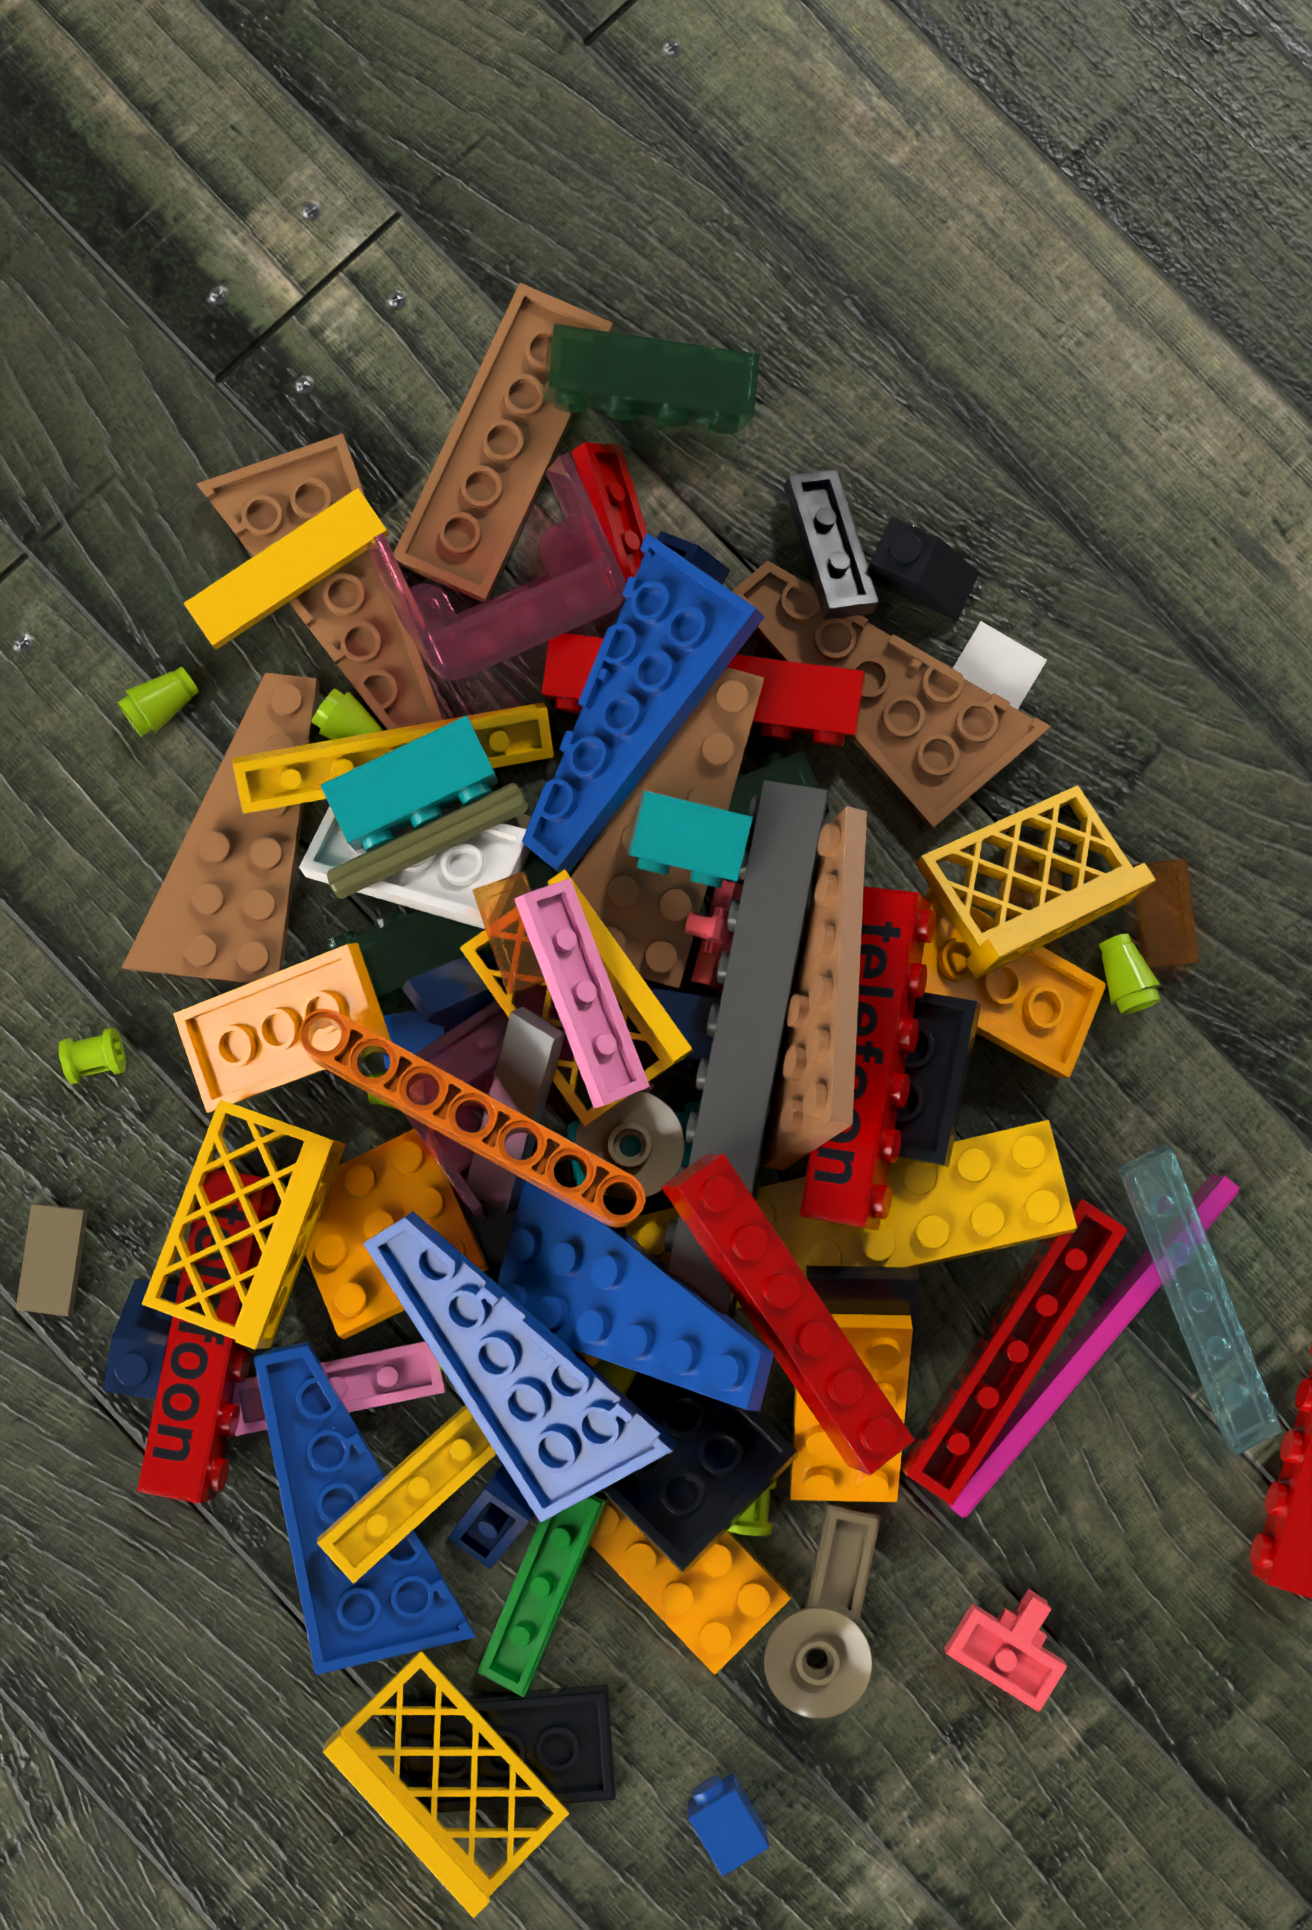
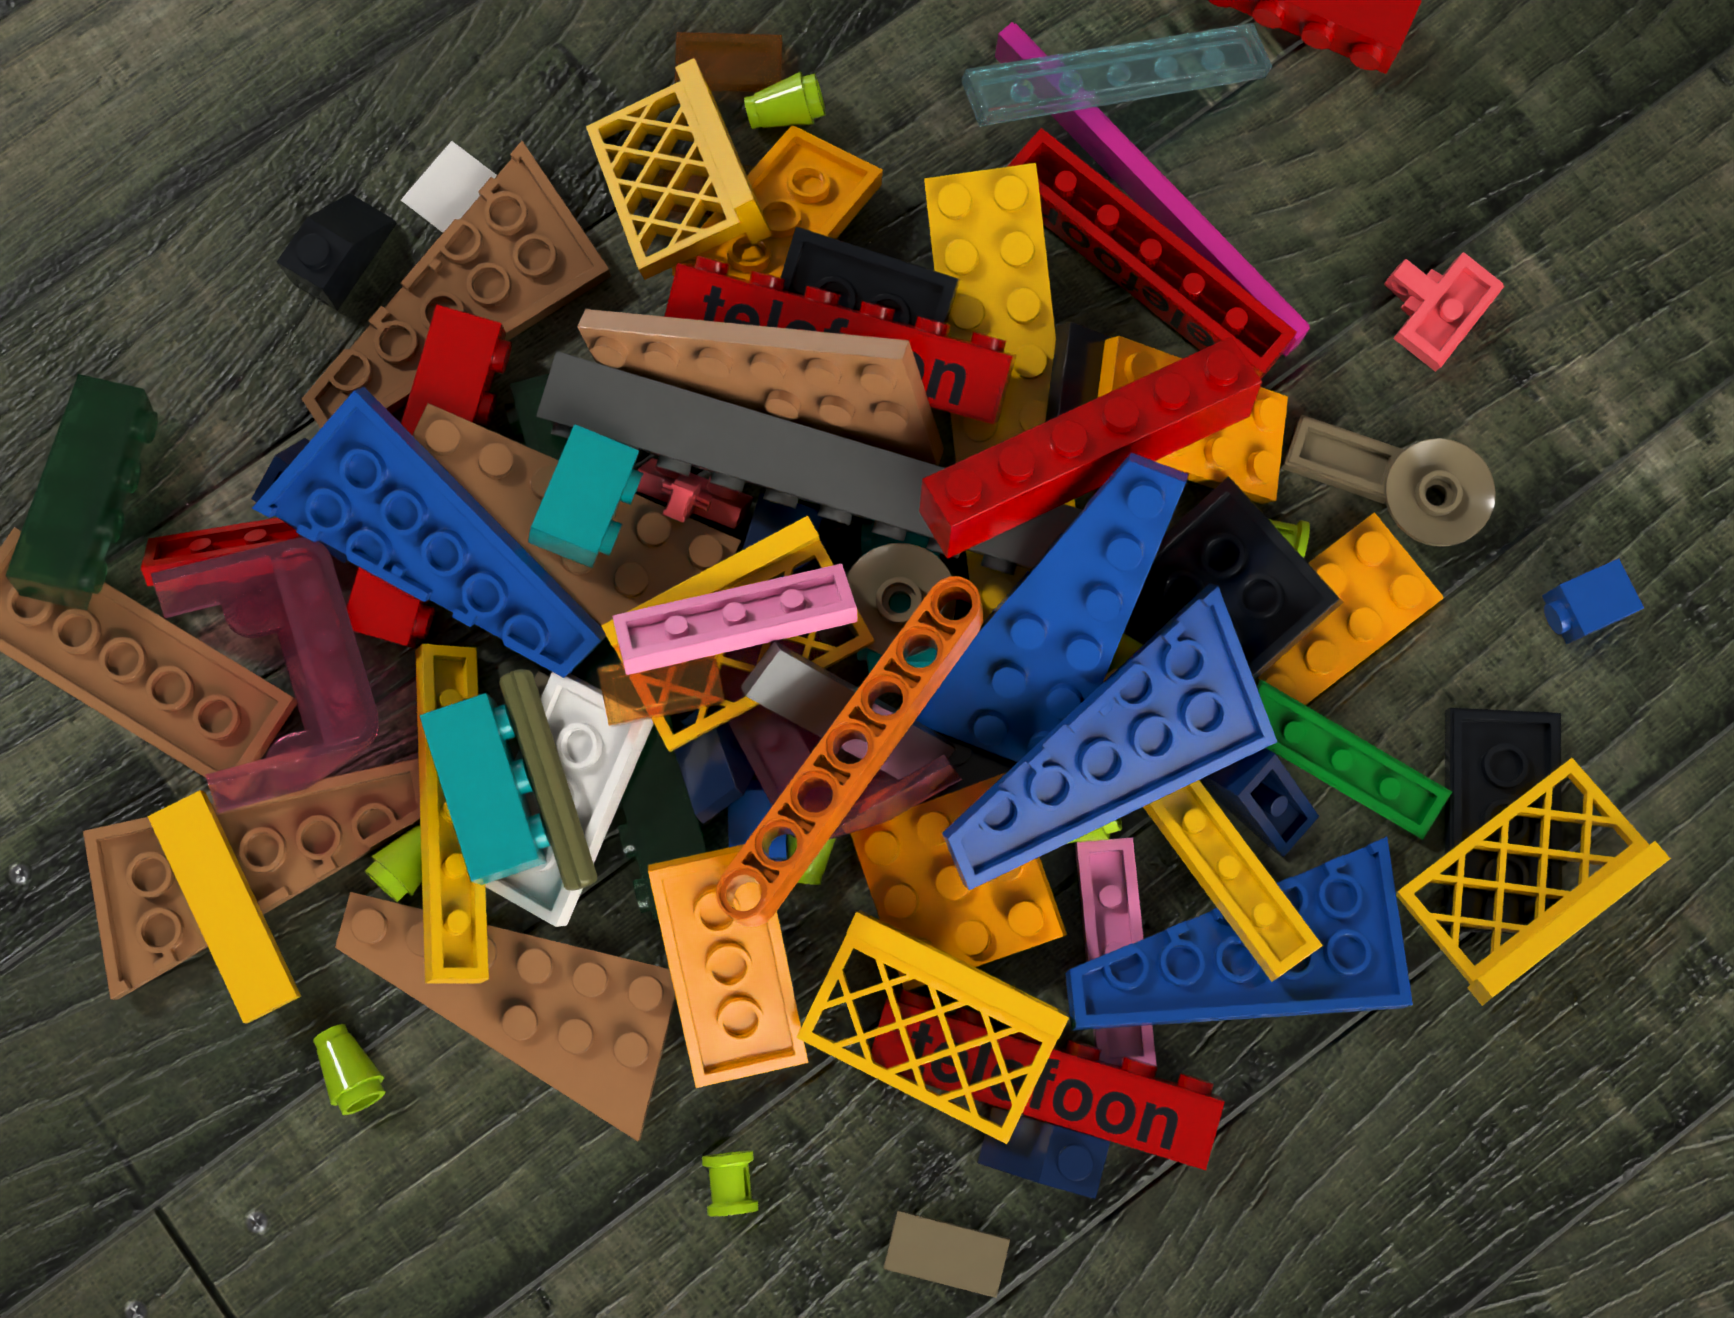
camera: 90 degrees left, 5 degrees down
(830, 544) = (295, 331): plate -> none

